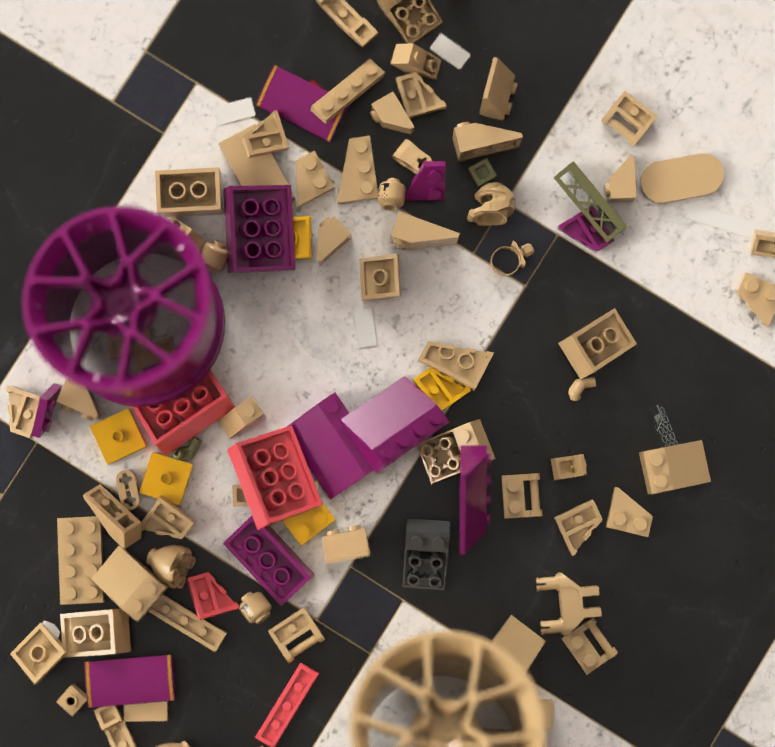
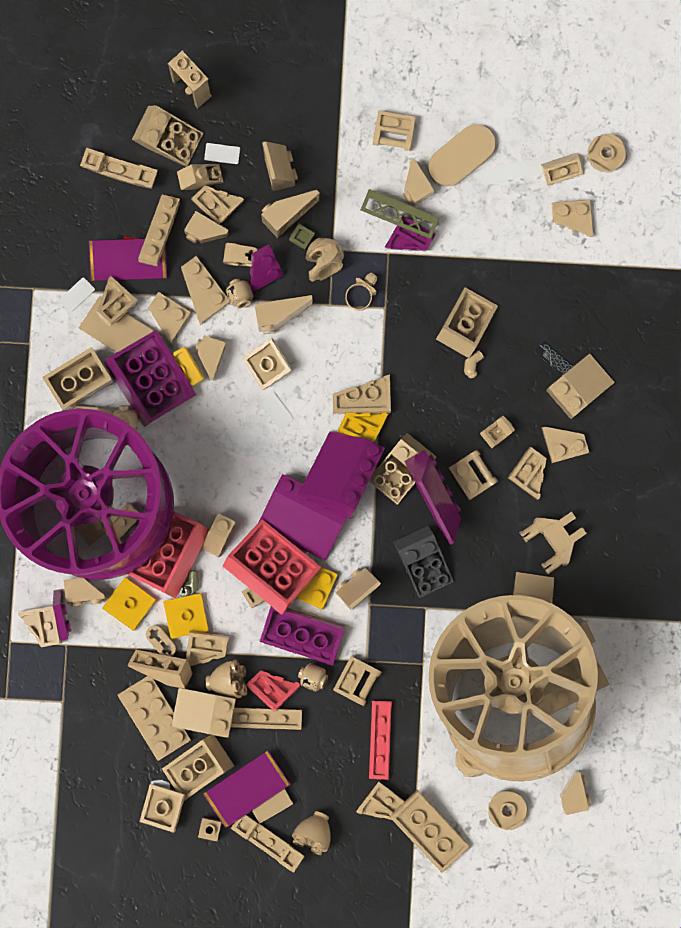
camera: 35 degrees left, 0 degrees up
(583, 649) = (587, 568): tan plate -> none

